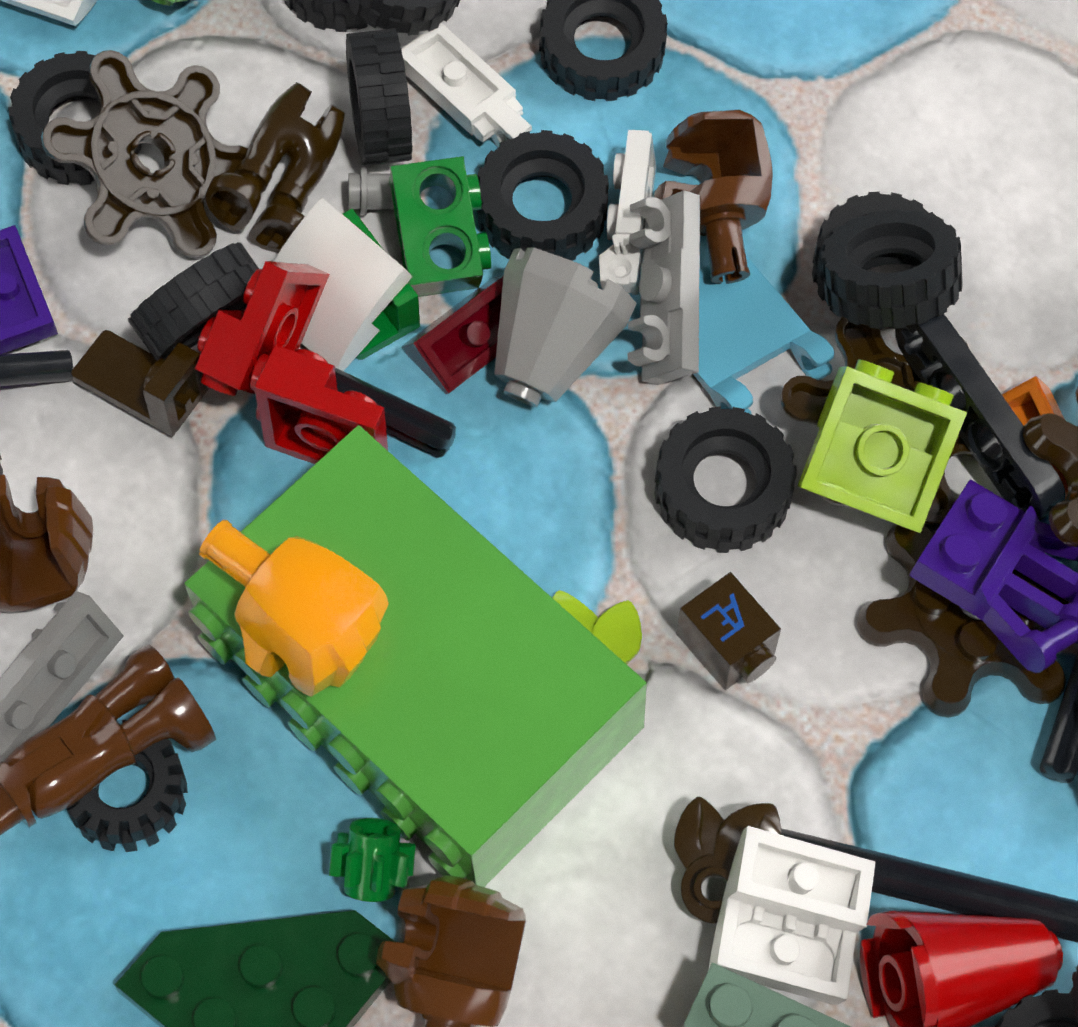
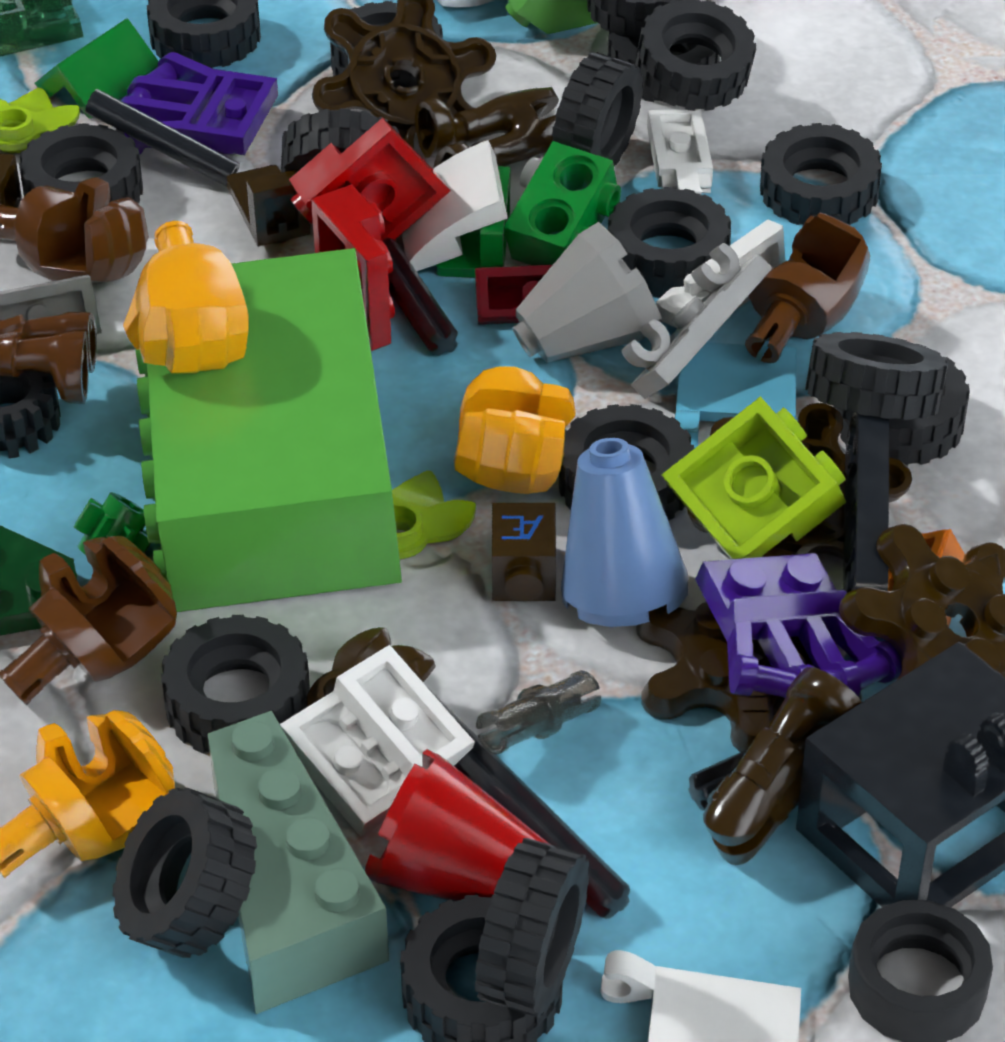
camera: 40 degrees right, 20 degrees down
(614, 511) = (512, 430): none -> light orange piece
(628, 887) = (228, 646): none -> black tyre
(827, 588) = (619, 541): none -> medium blue cone
(887, 790) = (538, 712): none -> clear smoke pin

